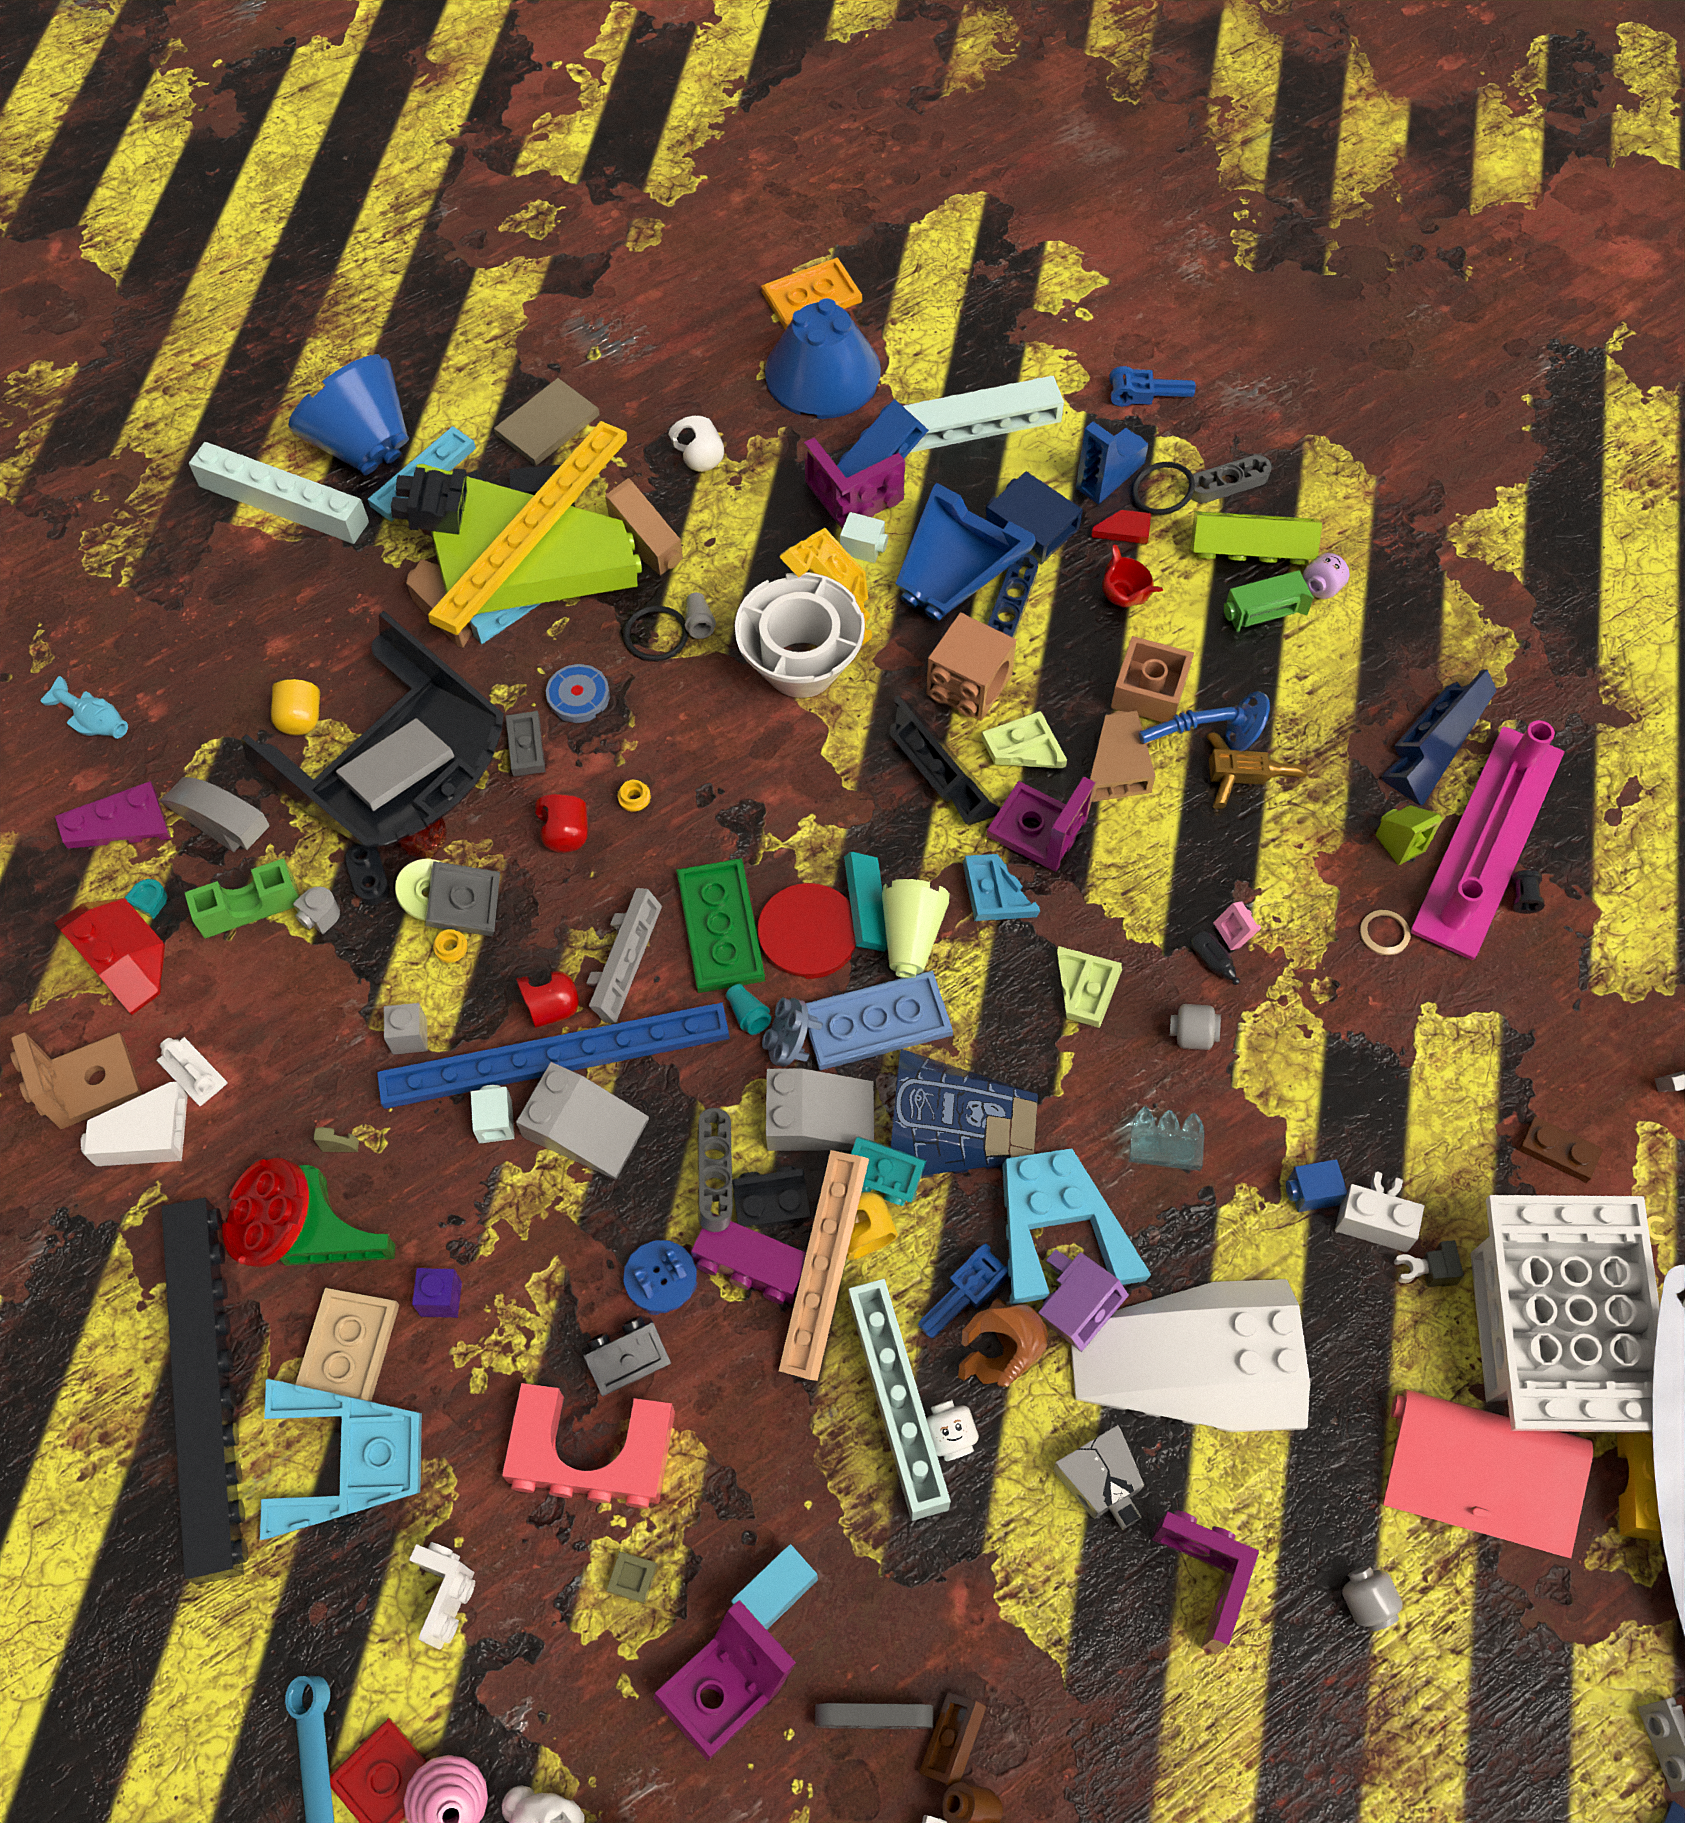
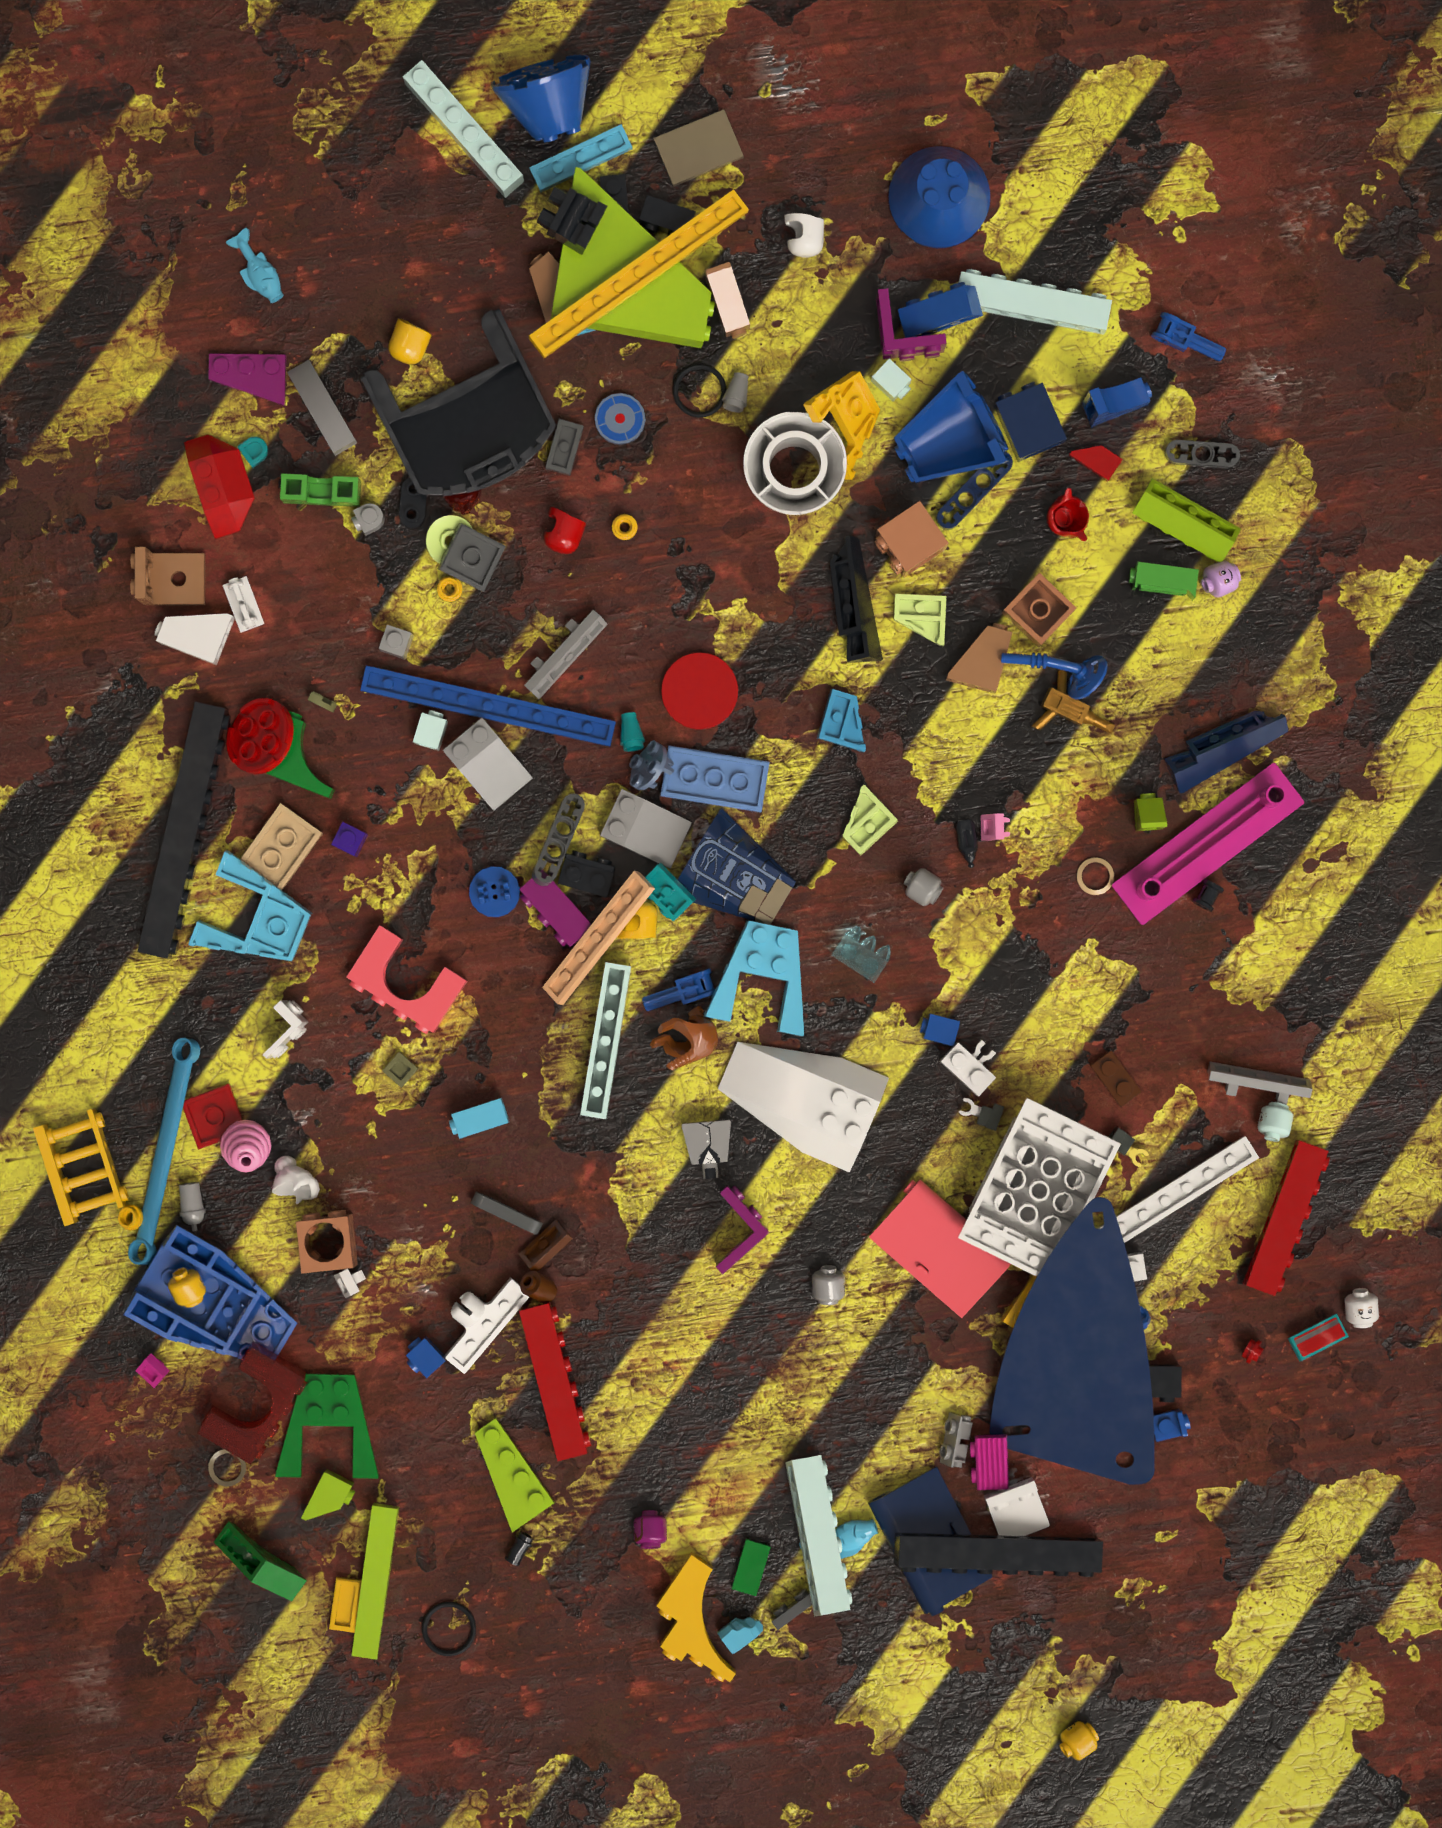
camera: 25 degrees right, 25 degrees up
(395, 764) = (463, 428): light grey tile -> none
(551, 1001) = (500, 669): red helmet -> none
(625, 1354) = (451, 932): bracket -> none
(720, 925) = (641, 657): green tile -> none
(738, 1664) = (441, 1153): magenta bracket -> none
(809, 287) = (967, 111): light orange tile -> none
(866, 900) = (749, 689): teal tile -> none
(912, 923) = (768, 727): yellowish green cone -> none
(952, 1430) = (629, 1074): white head -> none
(1057, 822) = (905, 699): magenta bracket -> none
(1083, 1301) = (750, 1034): medium lavender hinge -> none
(1182, 503) = (1157, 459): black tyre -> none

